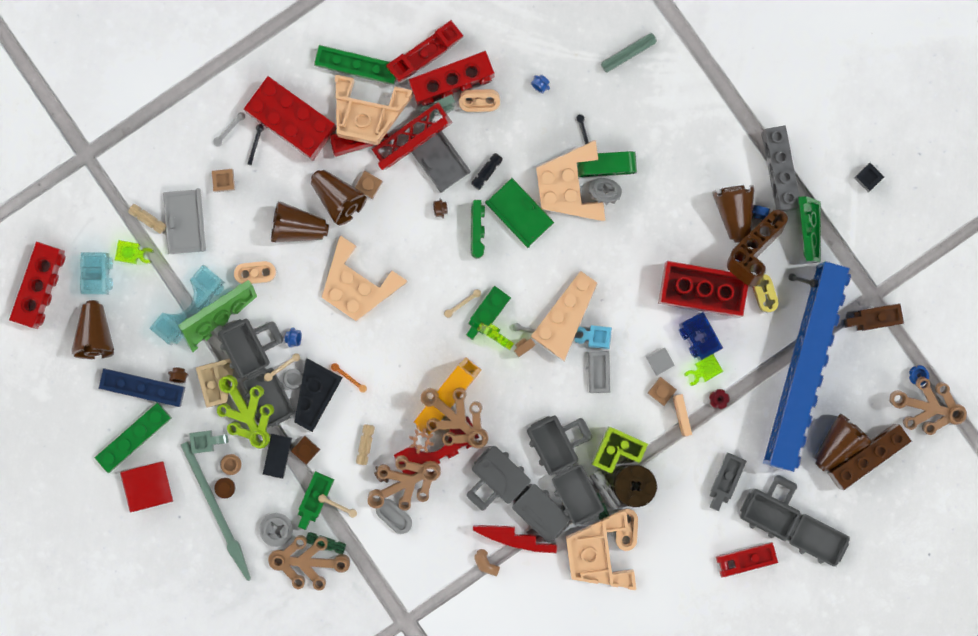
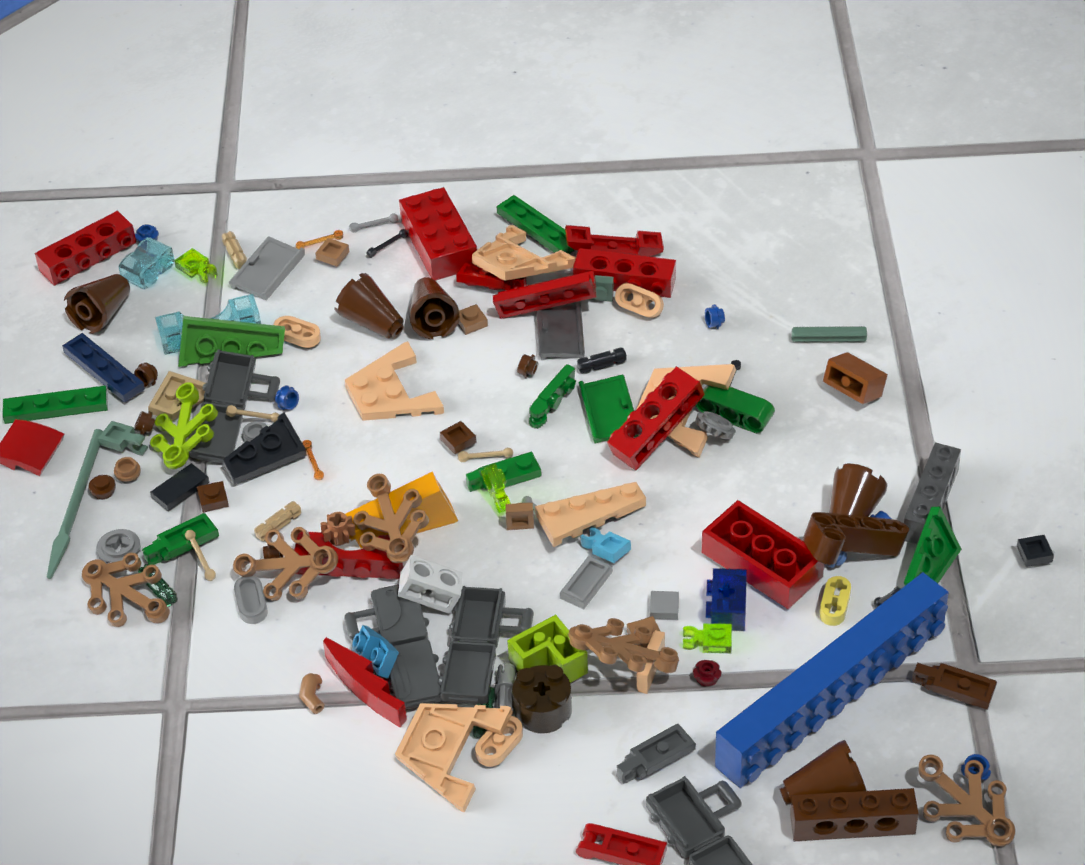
camera: 35 degrees right, 40 degrees down
(75, 241) = (146, 231): none -> blue plate
(211, 156) = (338, 234): none -> clear orange hinge
(212, 420) = (144, 422): none -> reddish brown plate
(436, 303) = (458, 437): none -> reddish brown plate
(503, 511) = (376, 649): none -> dark azure slope
(510, 446) = (430, 584): none -> white brick
(563, 247) = (654, 431): none -> red brick
(667, 429) = (607, 649): none -> medium nougat plant
(675, 92) = (855, 378): none -> dark orange brick

